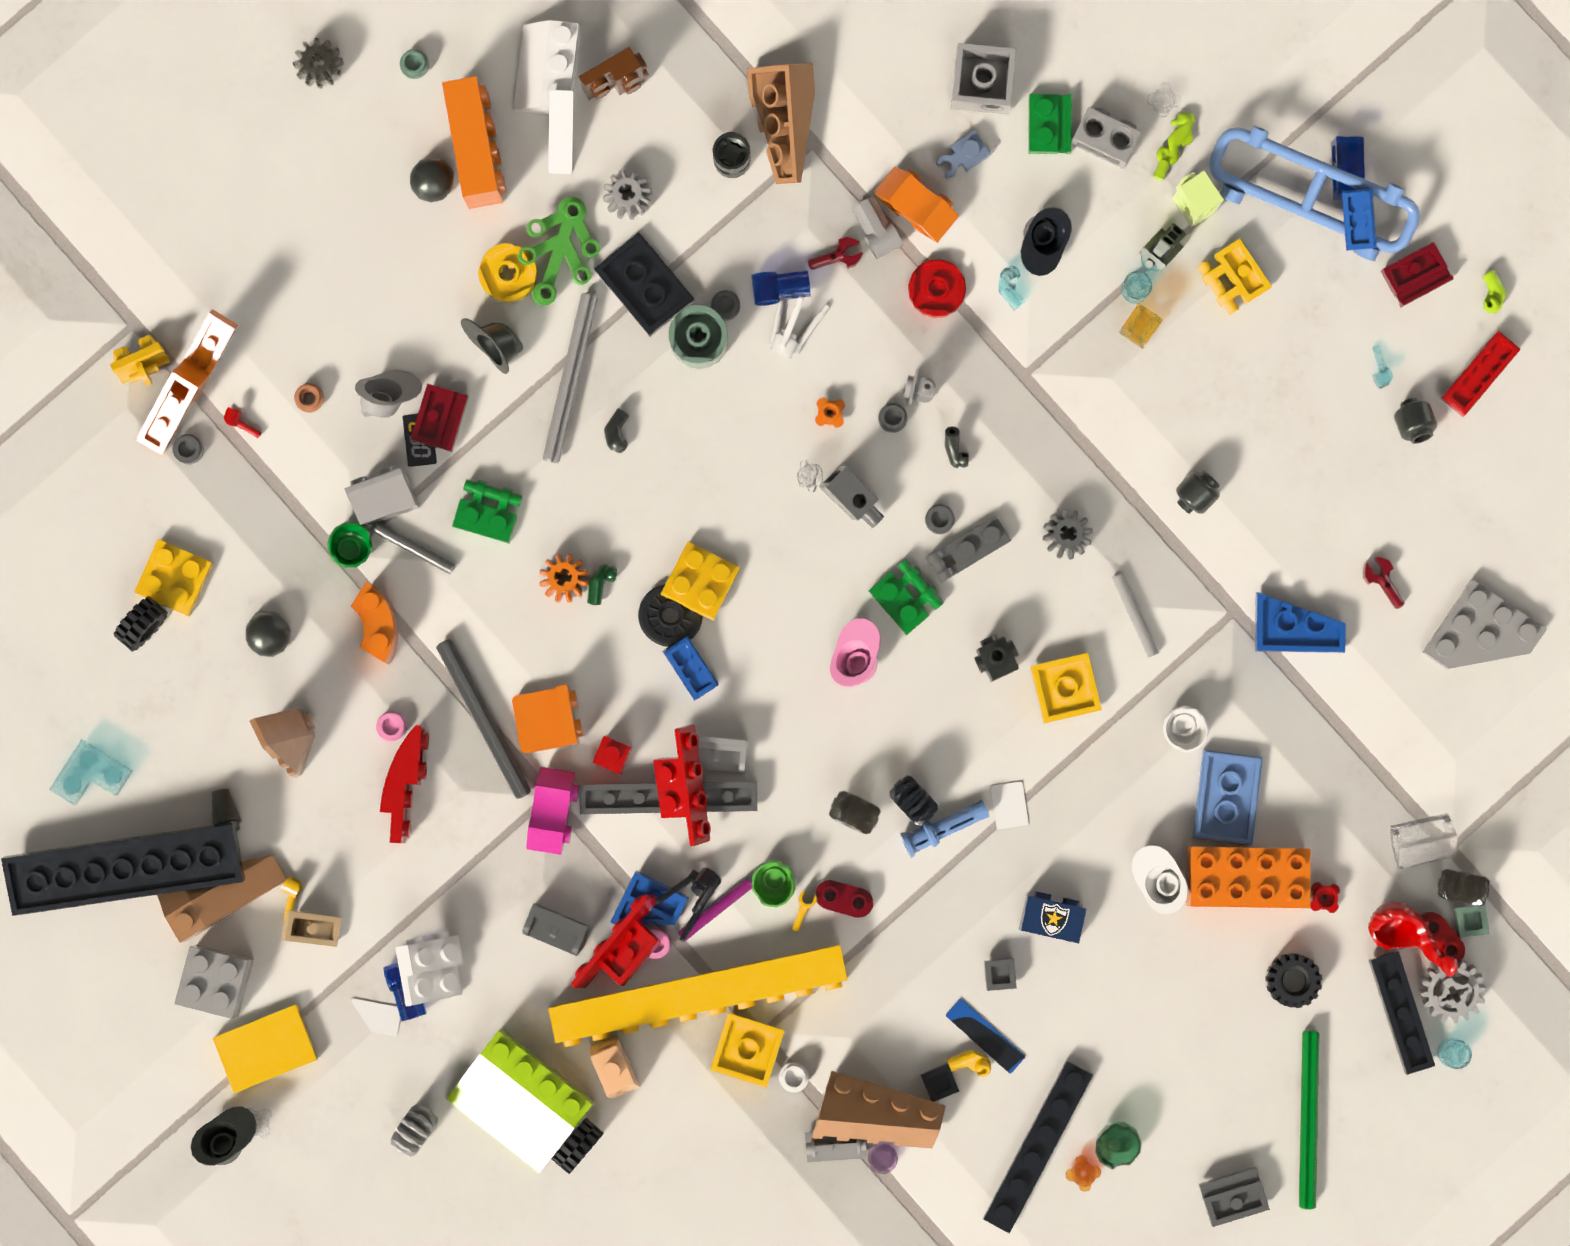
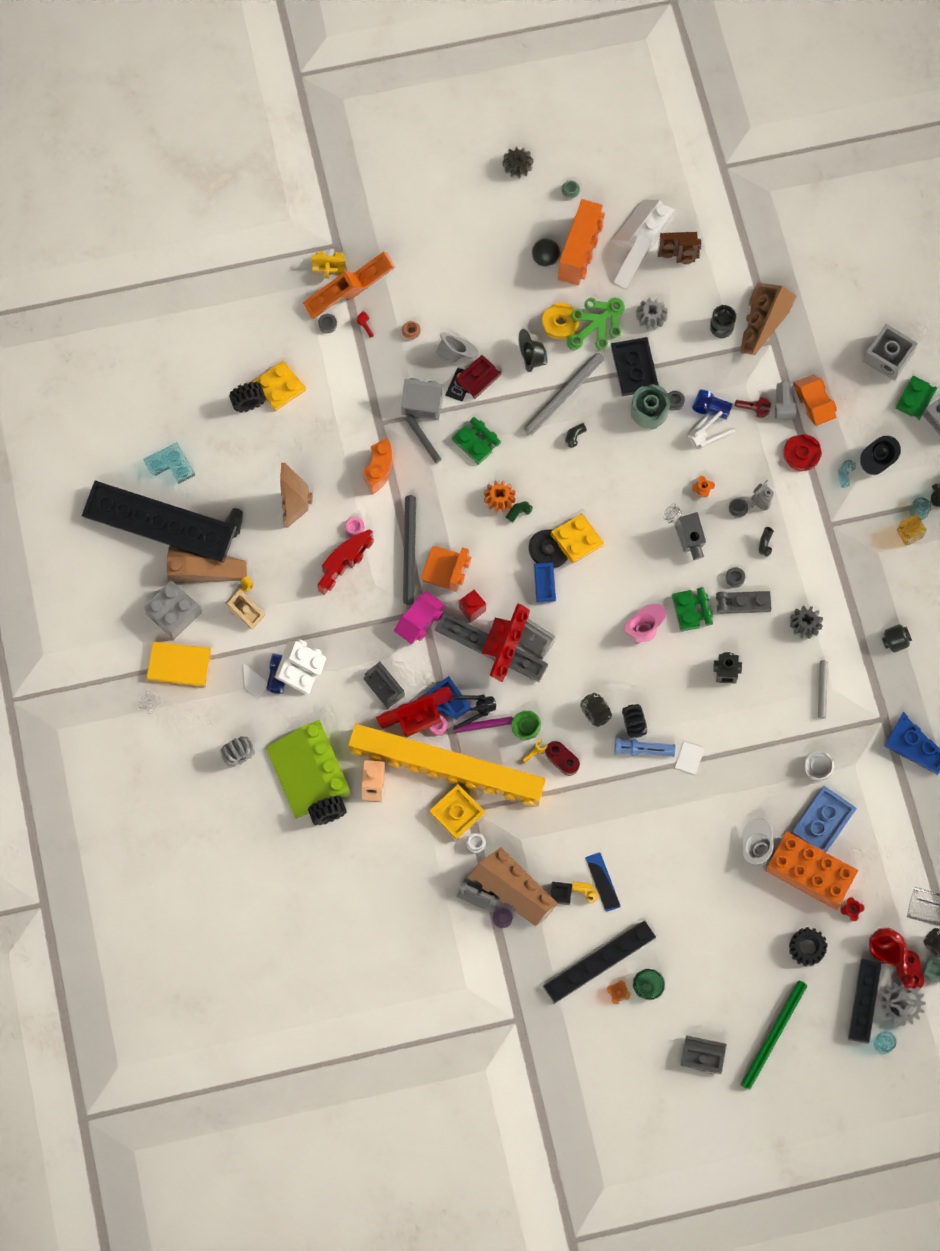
camera: 25 degrees right, 15 degrees down
(224, 1137) = (127, 698): pearl dark grey piece -> none
(267, 634) = (314, 441): pearl dark grey hair -> none
(349, 545) = (388, 416): green hair -> none
(966, 152) = (859, 389): sand blue plate -> none
(1000, 974) = (631, 849): dark grey plate -> none
(1053, 918) = (680, 832): dark blue brick -> none
(1065, 688) = (759, 707): yellow plate -> none

